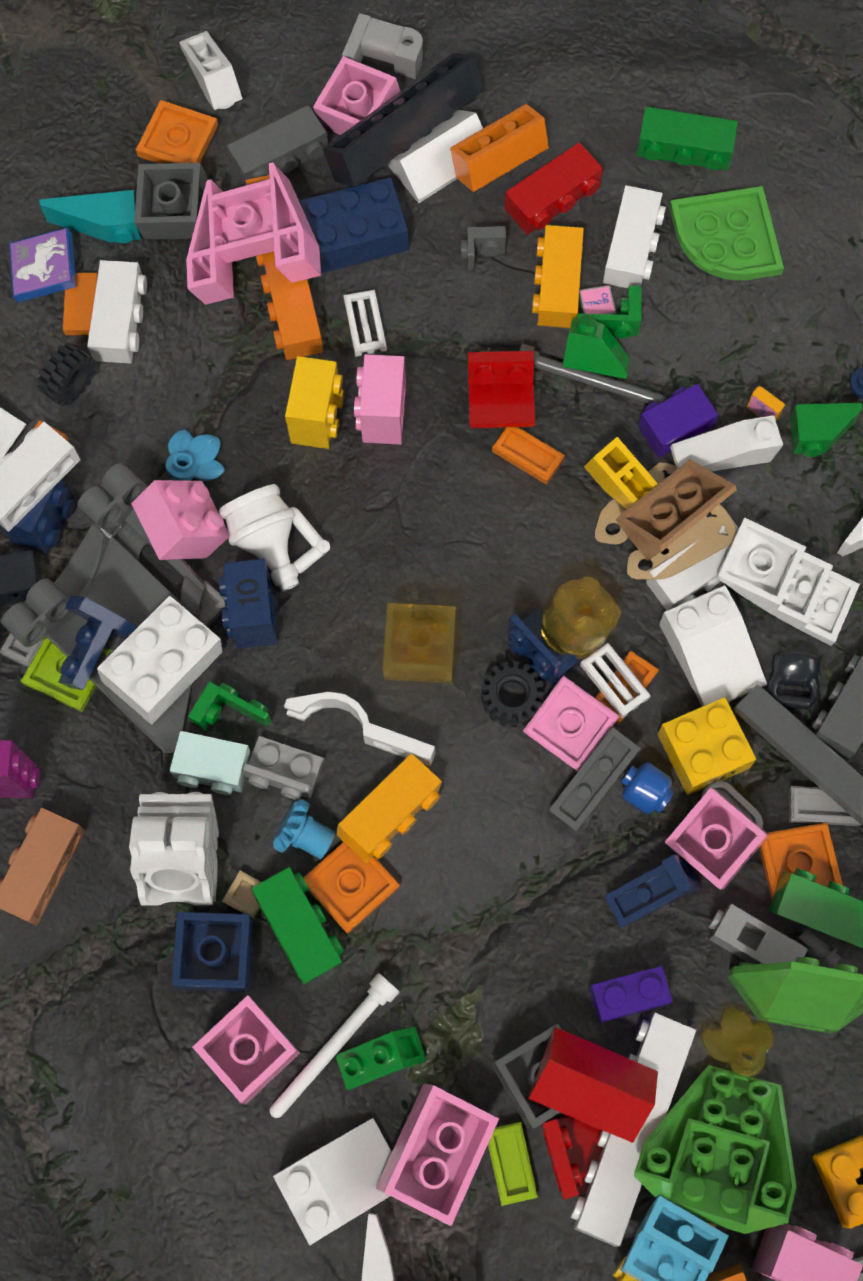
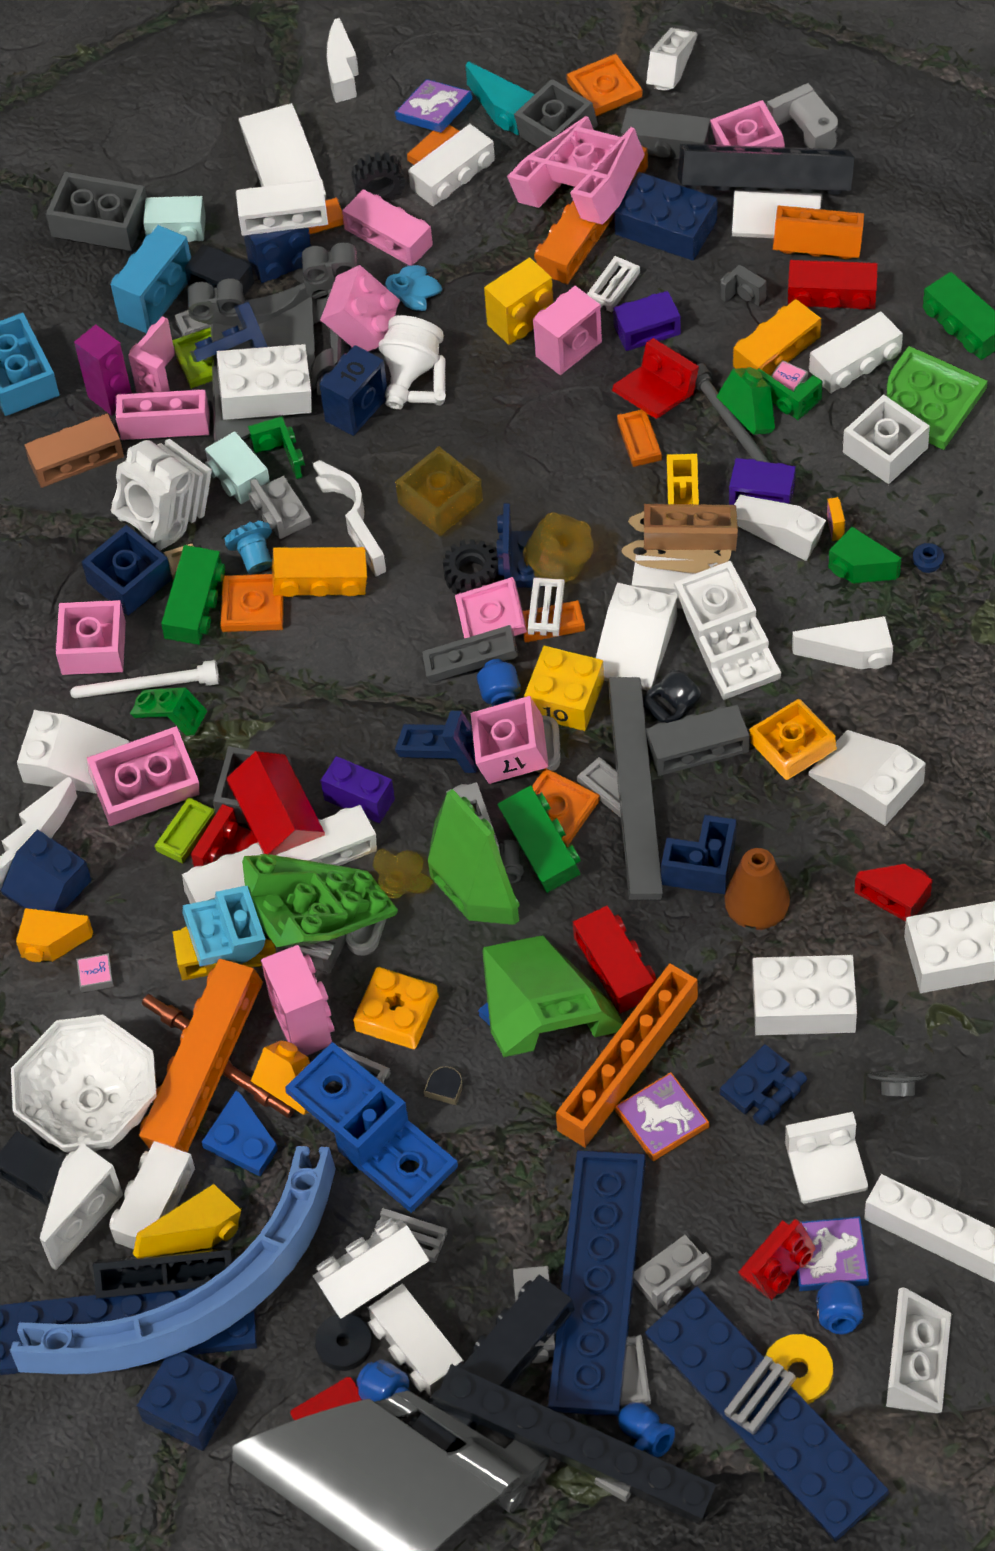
camera: 45 degrees right, 15 degrees down
(35, 733) = (150, 358): none -> bright pink bracket
(92, 765) = (162, 414): none -> bright pink brick
(116, 415) = (387, 227): none -> bright pink brick
(432, 337) = (646, 319): none -> dark purple piece
(740, 301) = (886, 439): none -> white brick

